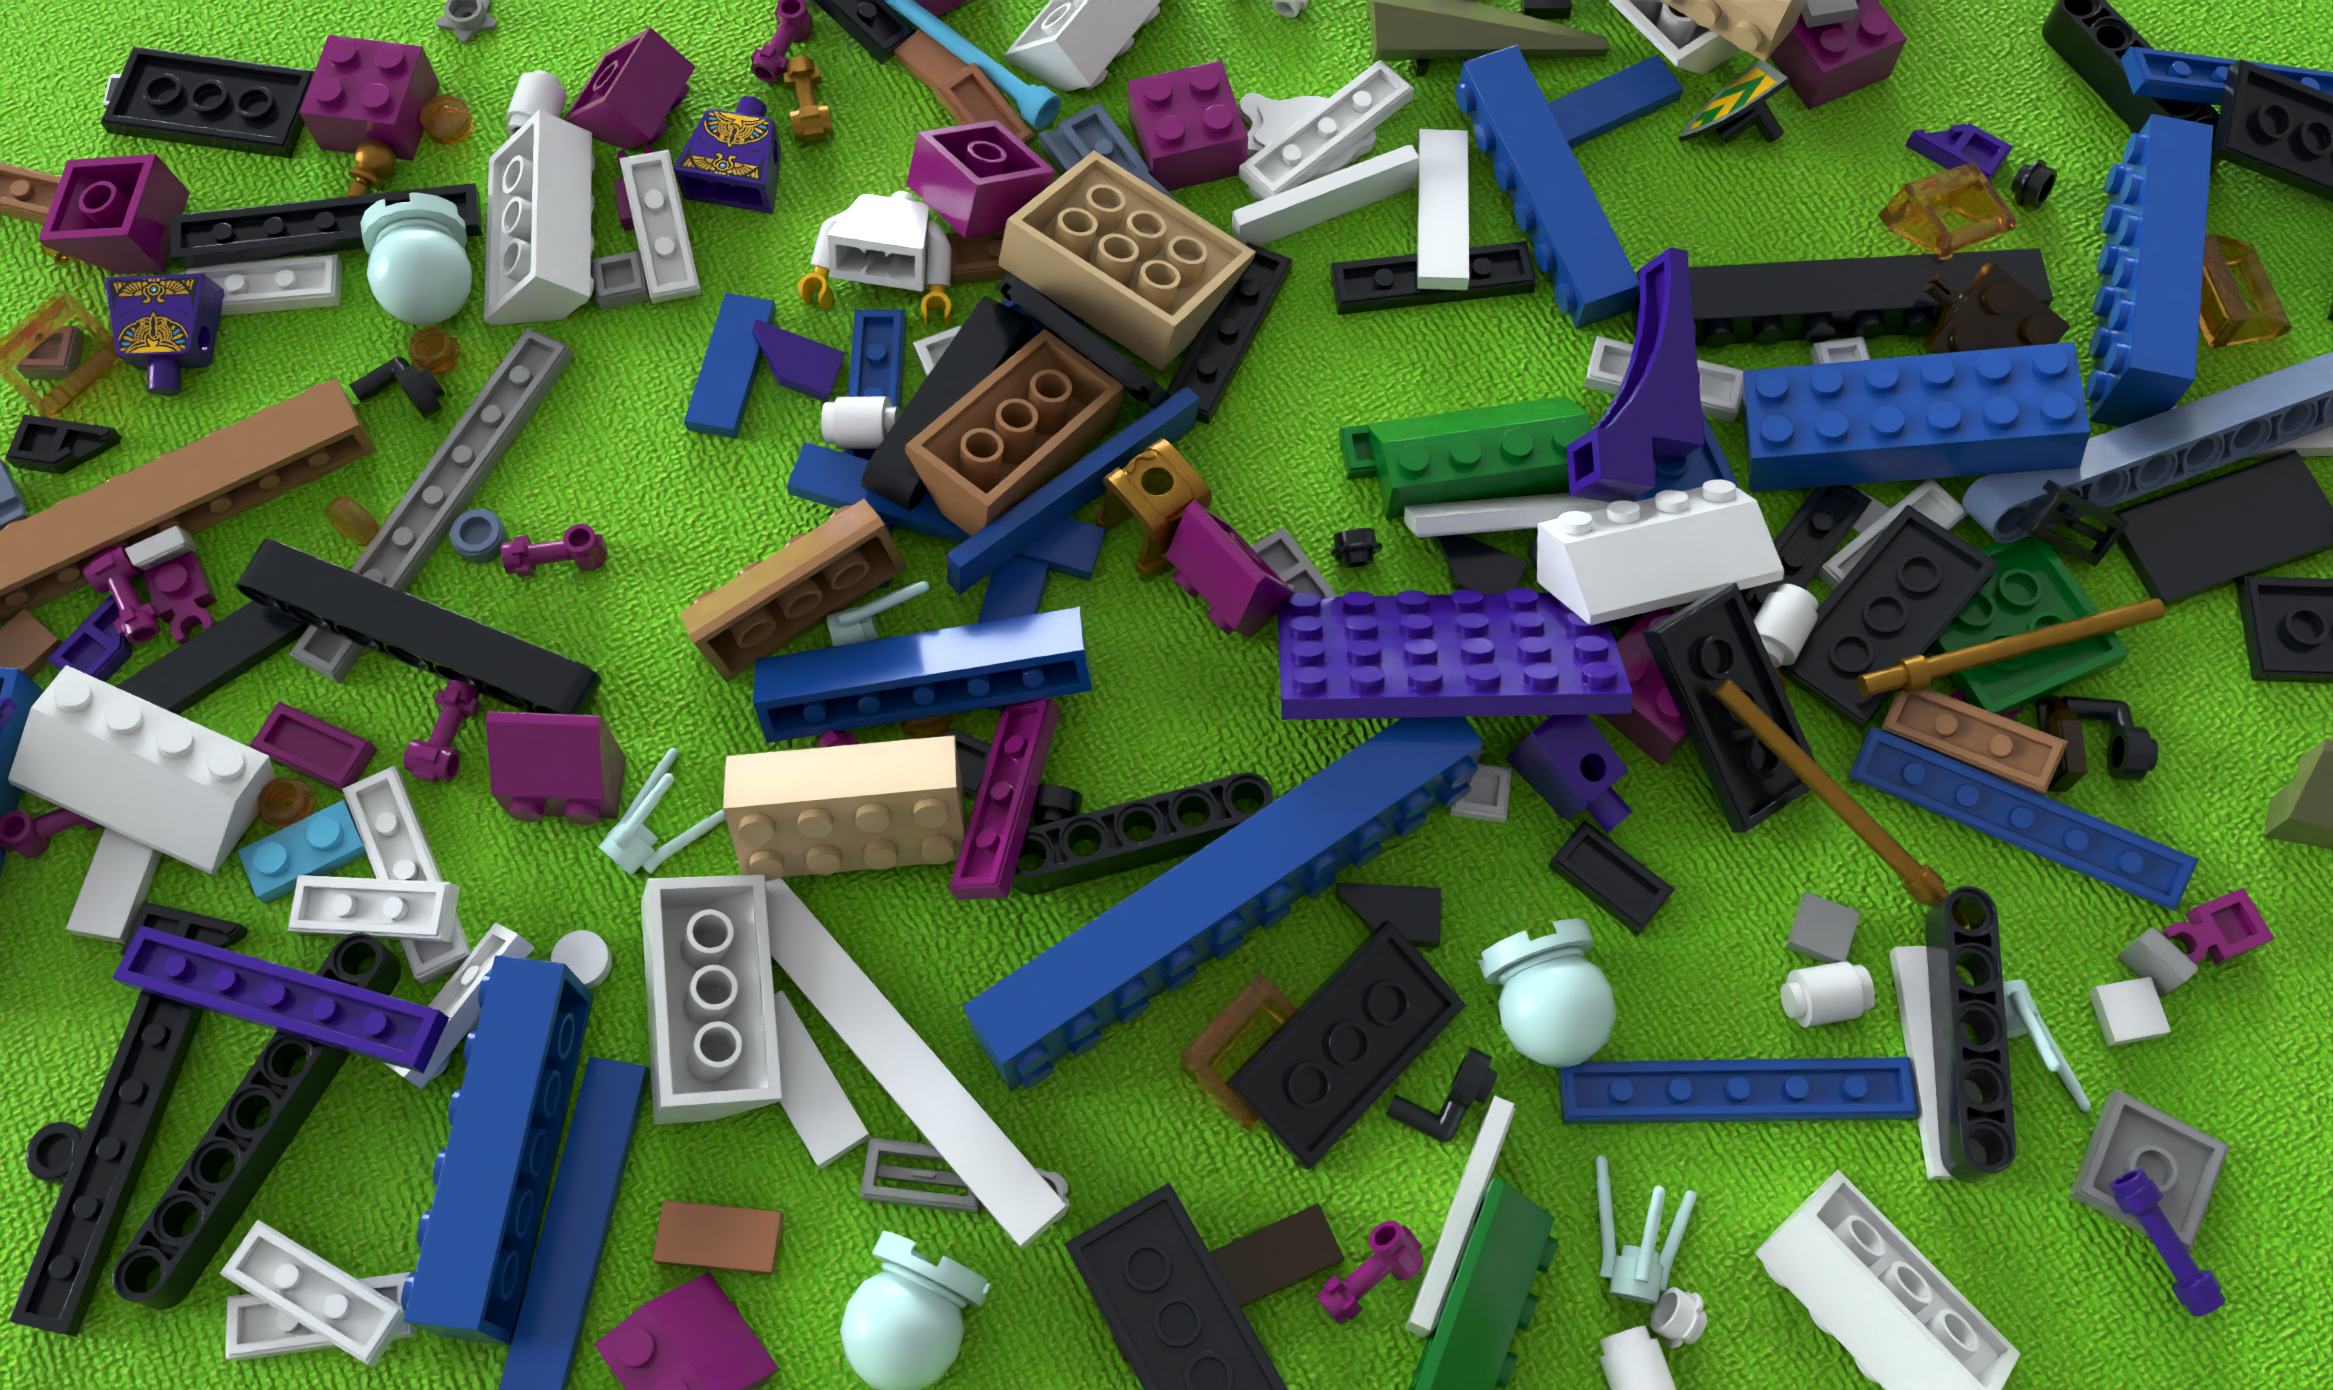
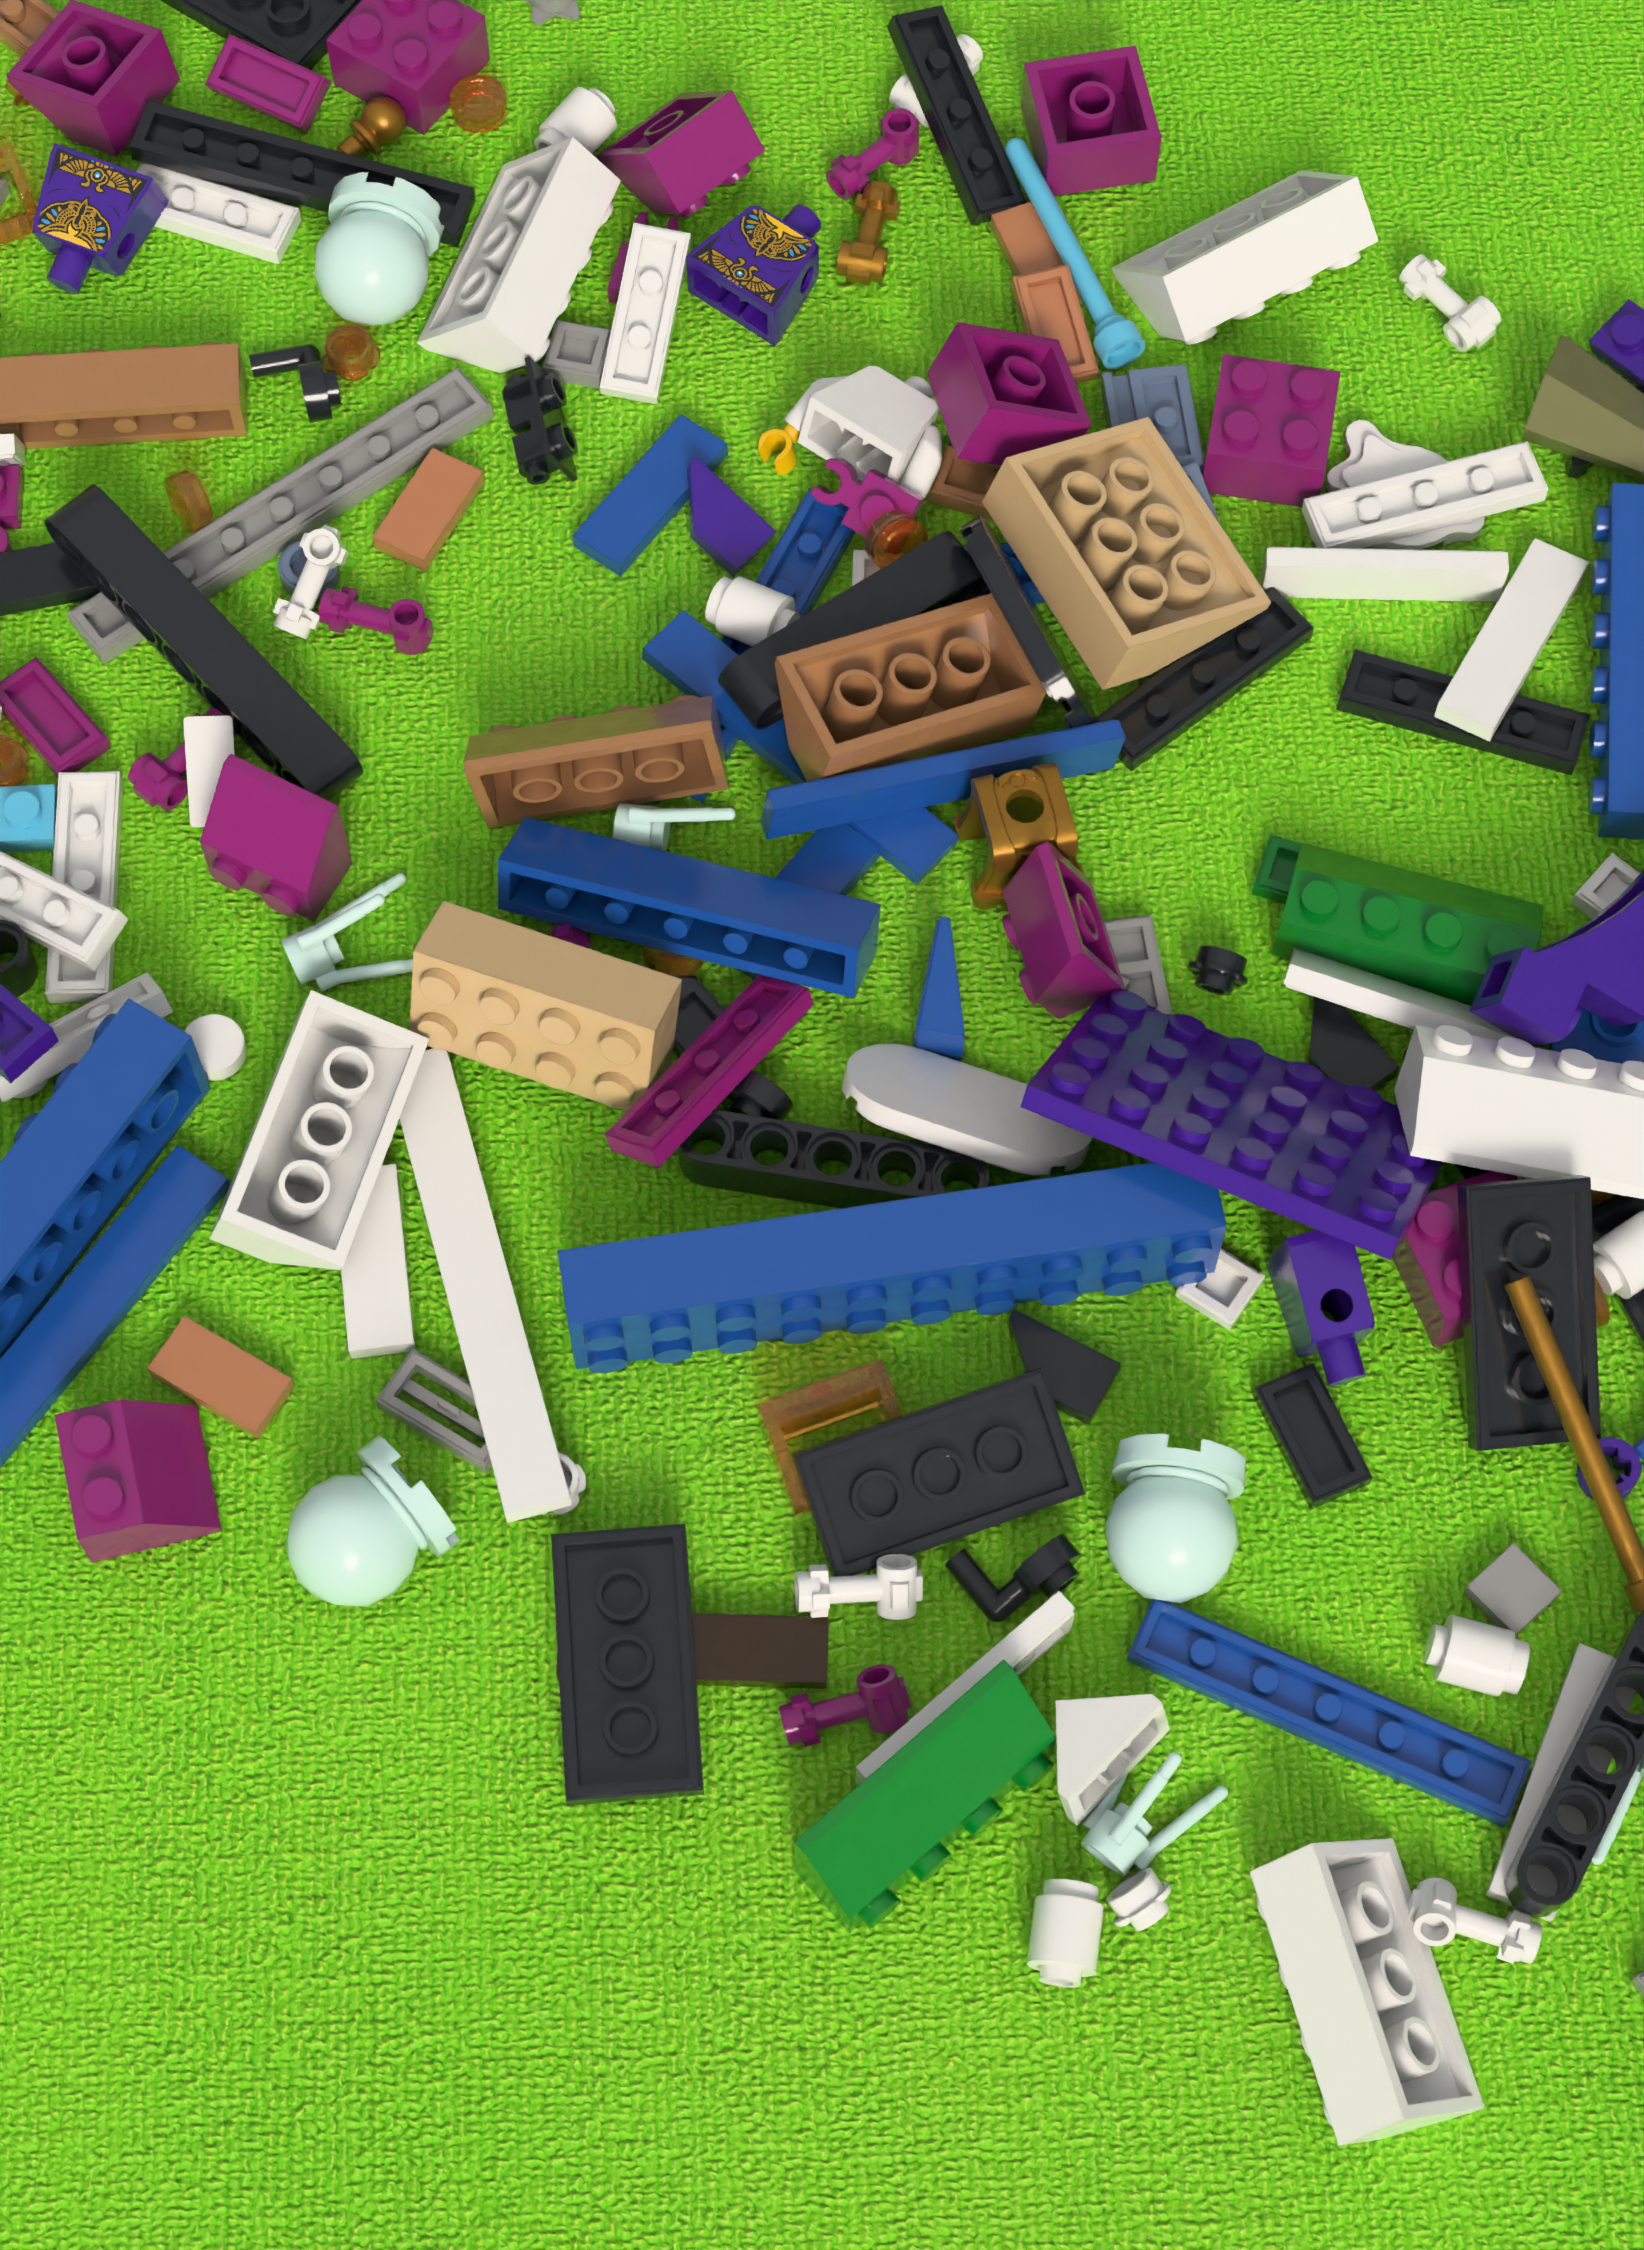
camera: 25 degrees right, 0 degrees up
(265, 167) = (268, 83): none -> magenta tile
(466, 725) = (206, 748): none -> white sticker
(486, 516) = (323, 552): none -> white bar
(555, 448) = (428, 509): none -> nougat tile
(629, 357) = (537, 403): none -> black hinge
(919, 300) = (866, 498): none -> magenta plate
(944, 319) = (893, 537): none -> clear orange tile
(1162, 672) = (940, 1011): none -> blue slope
(1218, 741) = (958, 1109): none -> white tile
(1358, 1155) = (894, 1588): none -> white bar
(1586, 1205) = (1101, 1744): none -> white slope
(1855, 789) = (1623, 1458): none -> dark purple bush
(1915, 1218) = (1439, 1918): none -> white bar

